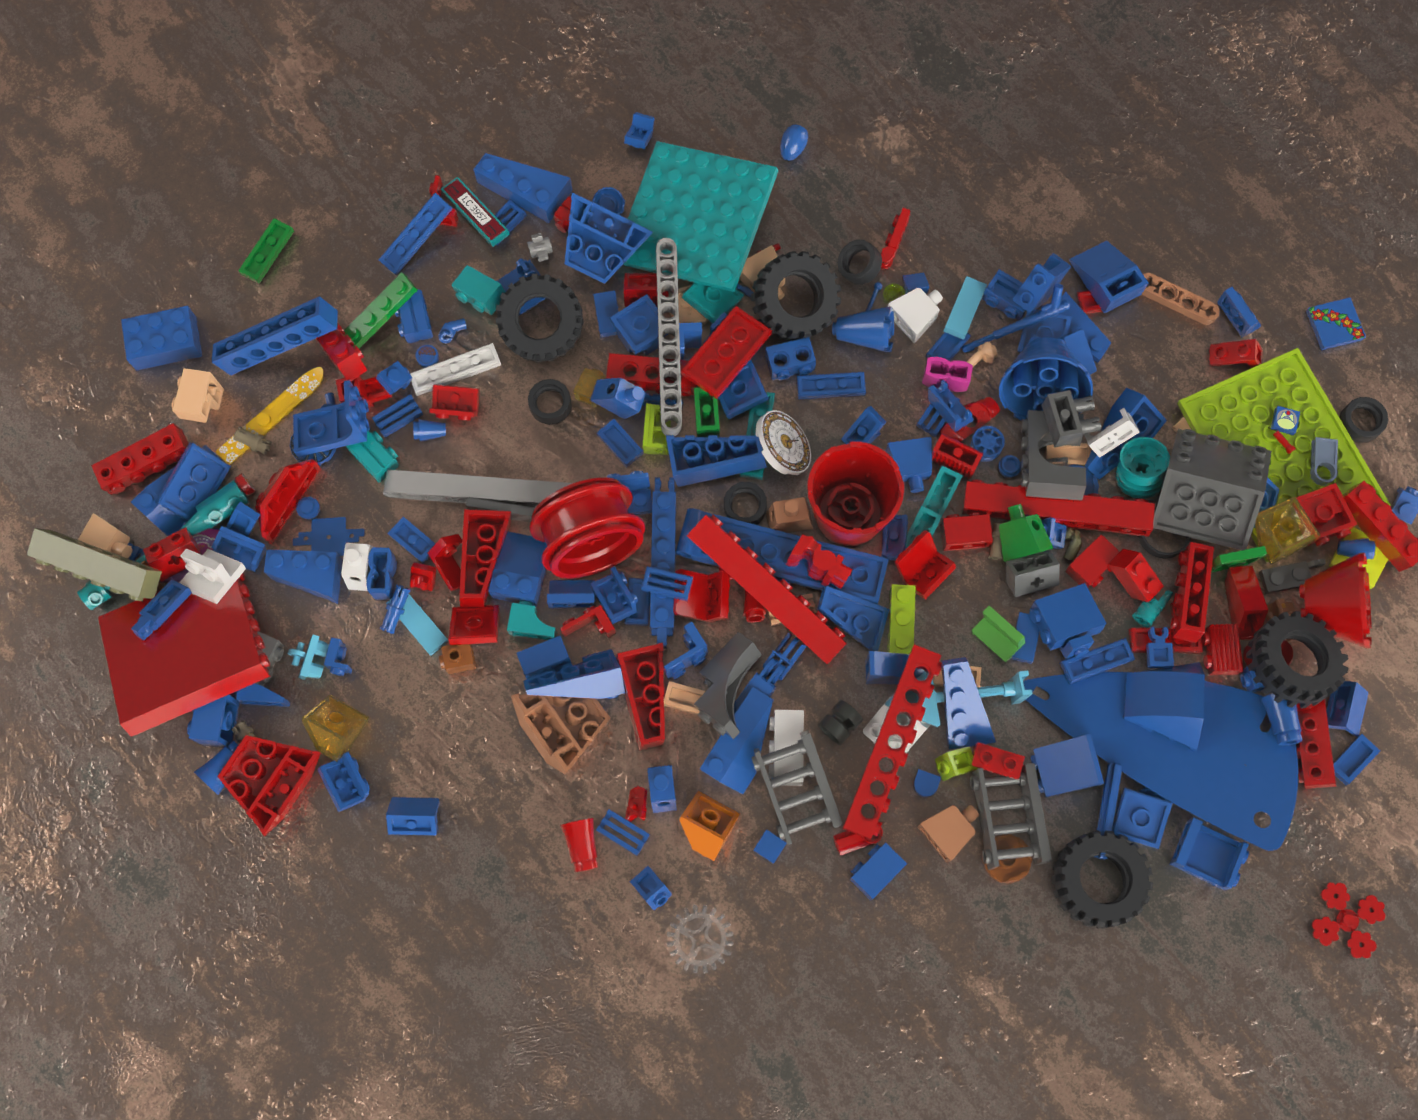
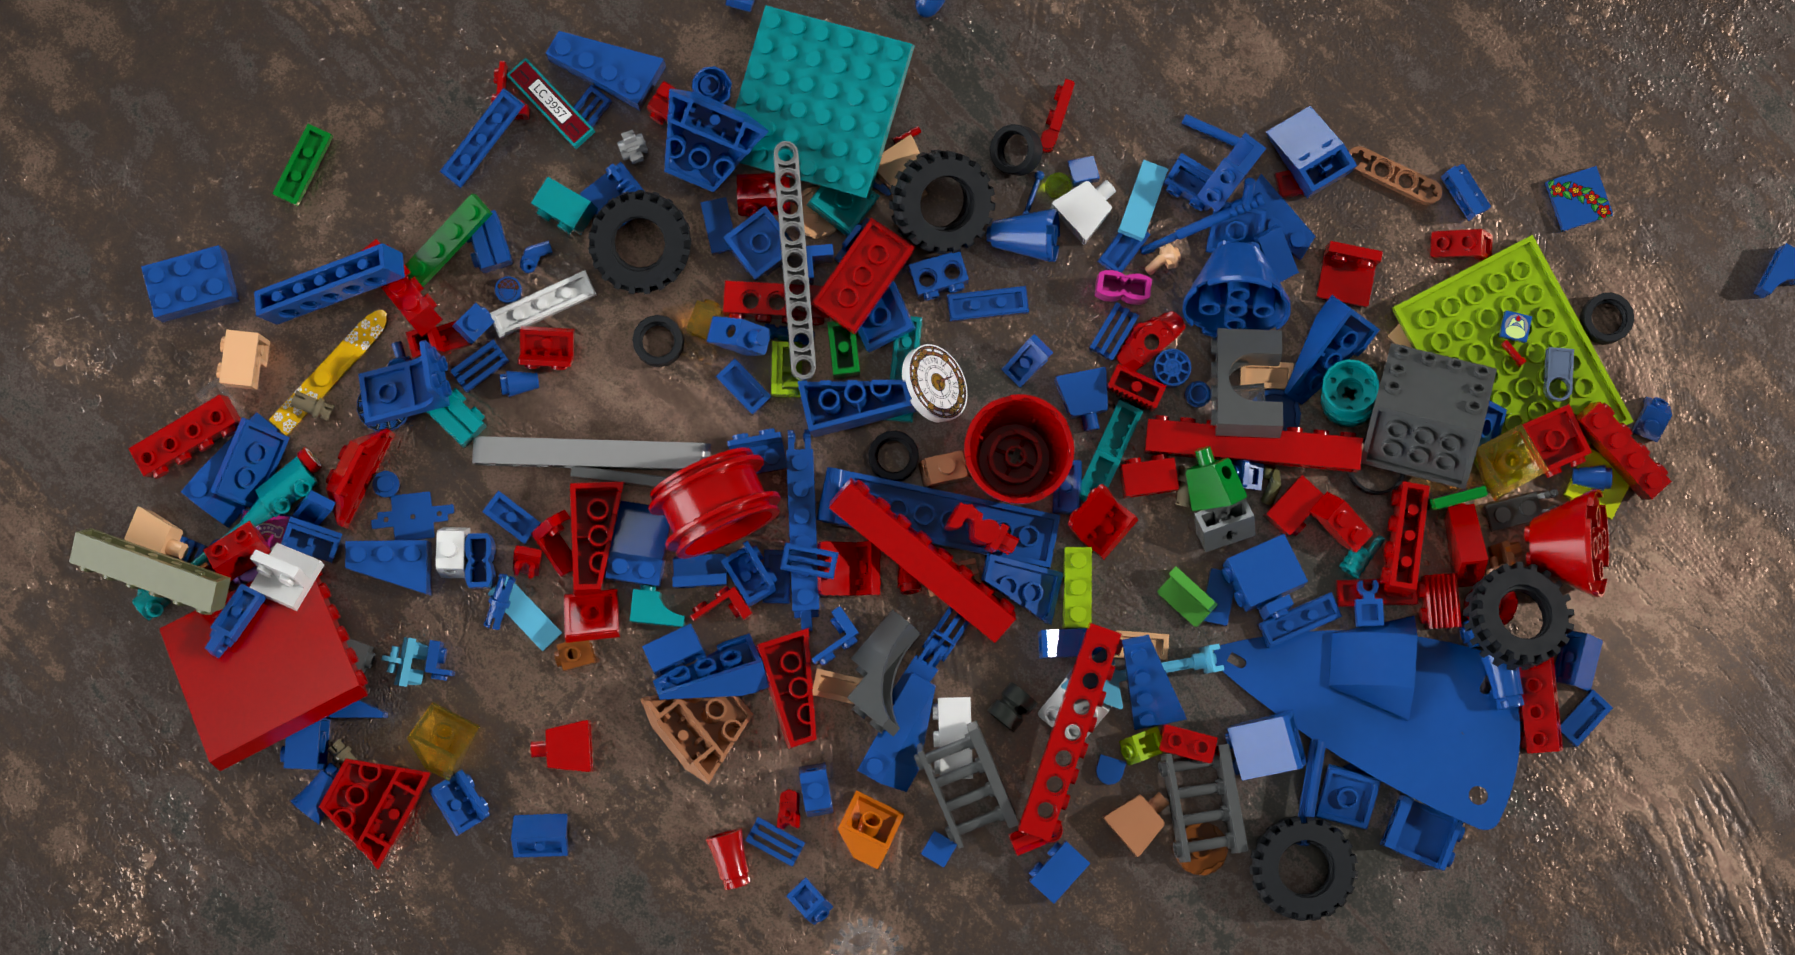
camera: 10 degrees left, 10 degrees up
(443, 738) = (567, 747): none -> red torso
(949, 406) = (1127, 328): blue hinge -> none
(1019, 255) = (1210, 130): none -> blue bar
(1063, 419) = (1256, 344): dark grey brick -> none
(1113, 435) = (1314, 357): white hinge -> none
(1140, 370) = (1348, 273): none -> red bracket
(1348, 920) = (1572, 896): red plant -> none

